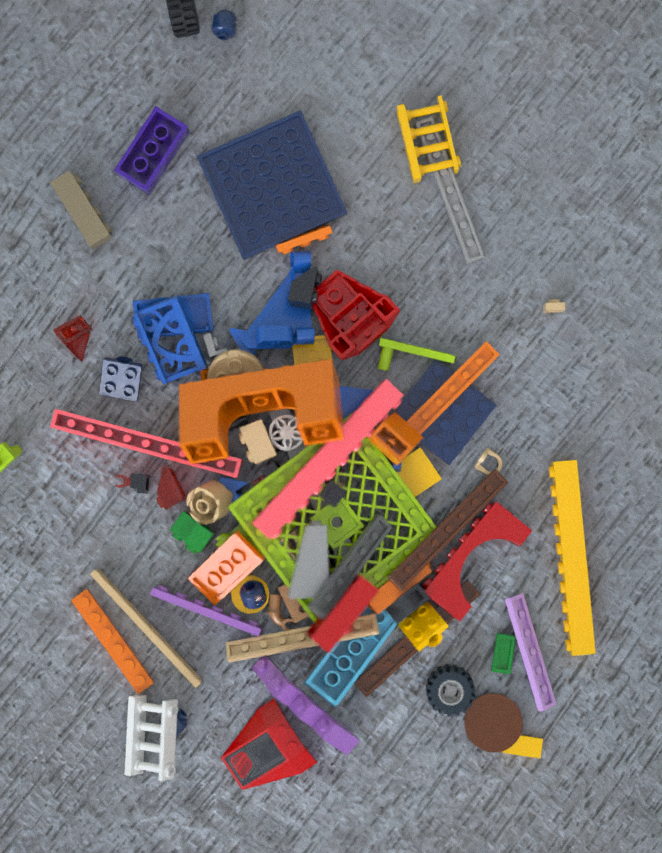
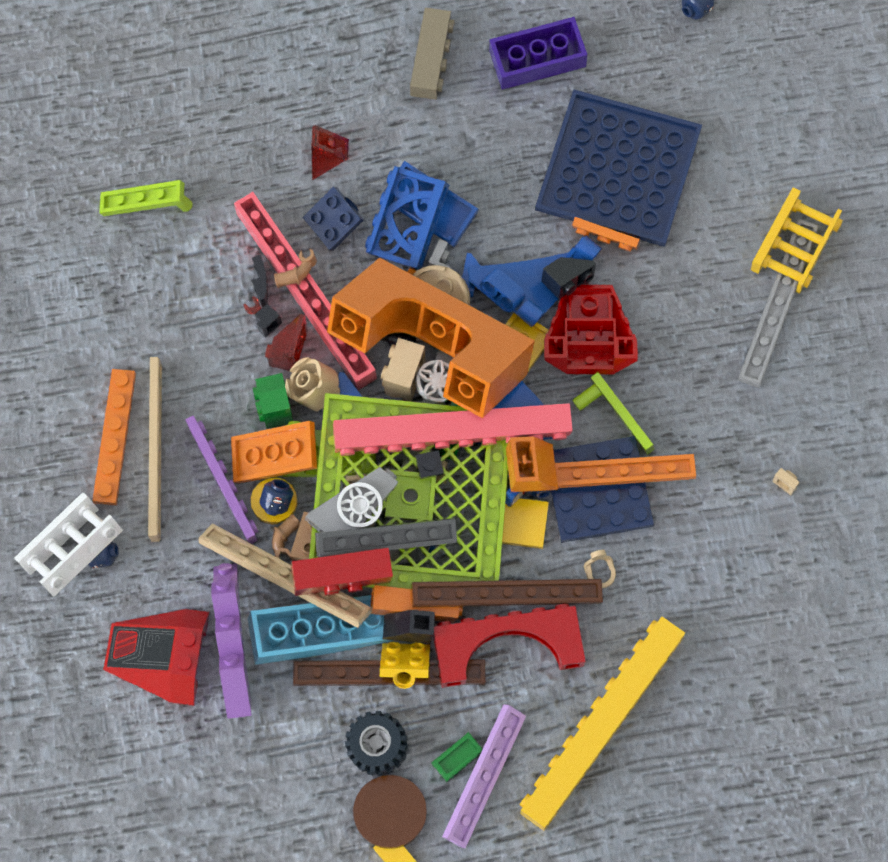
camera: 40 degrees right, 15 degrees down
(115, 464) = (260, 284): none -> black slope
(136, 441) = (297, 274): none -> medium nougat piece
(317, 562) = (359, 505): none -> white wheel

